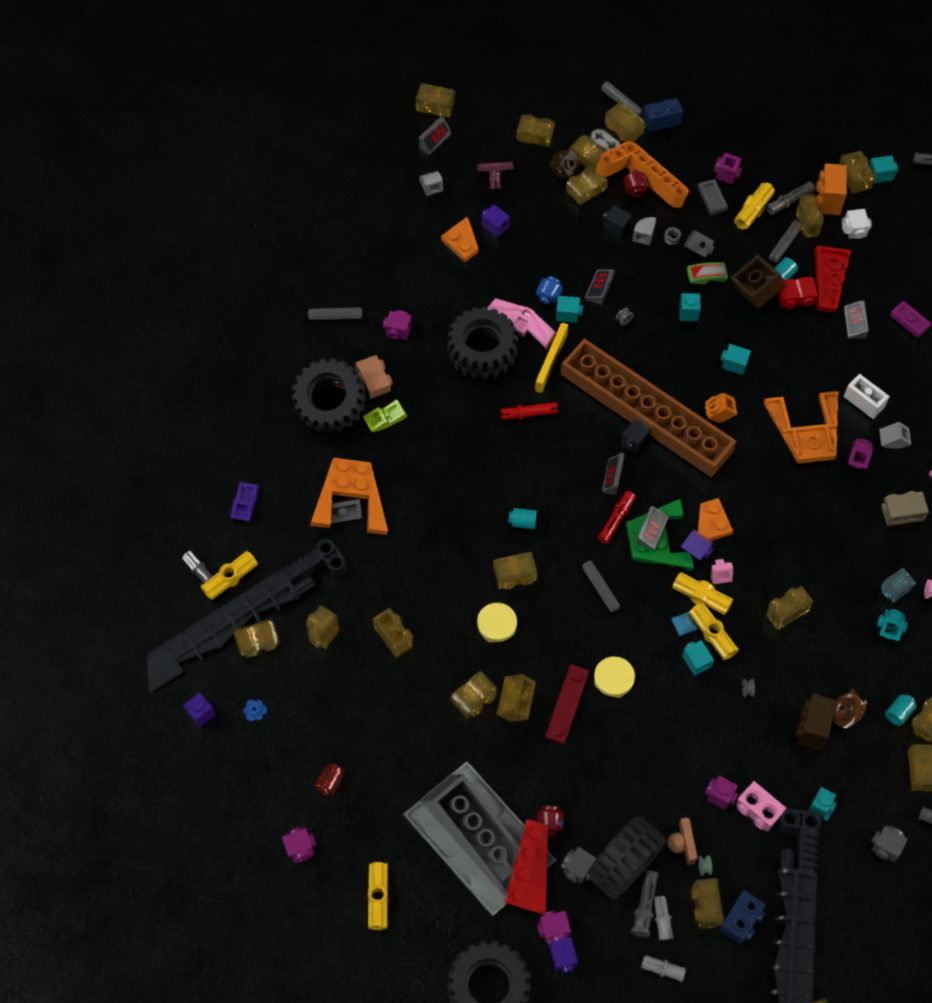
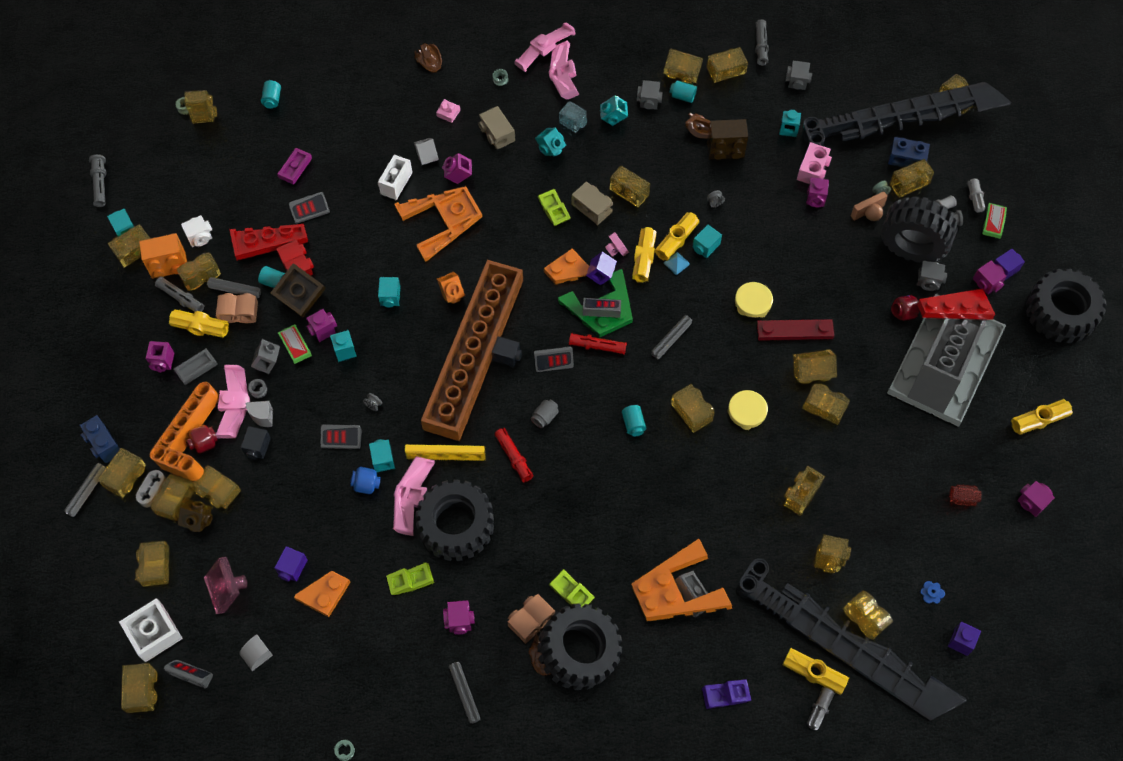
camera: 110 degrees left, 0 degrees up
(324, 218) = (343, 757): none -> sand green bush
(447, 302) = (410, 580): none -> lime slope
(477, 115) = (150, 630): none -> white brick
(559, 447) = (544, 413): none -> dark grey brick
(624, 971) = (994, 220): none -> slope
(666, 215) = (233, 402): none -> bright pink plate
(717, 295) = (321, 325): none -> magenta brick
(759, 237) = (237, 308): none -> nougat brick
(781, 566) = (592, 203): none -> dark tan brick
(788, 533) = (553, 207): none -> lime slope
(868, 549) = (550, 142): none -> teal brick
(905, 671) = (649, 94): none -> dark grey brick

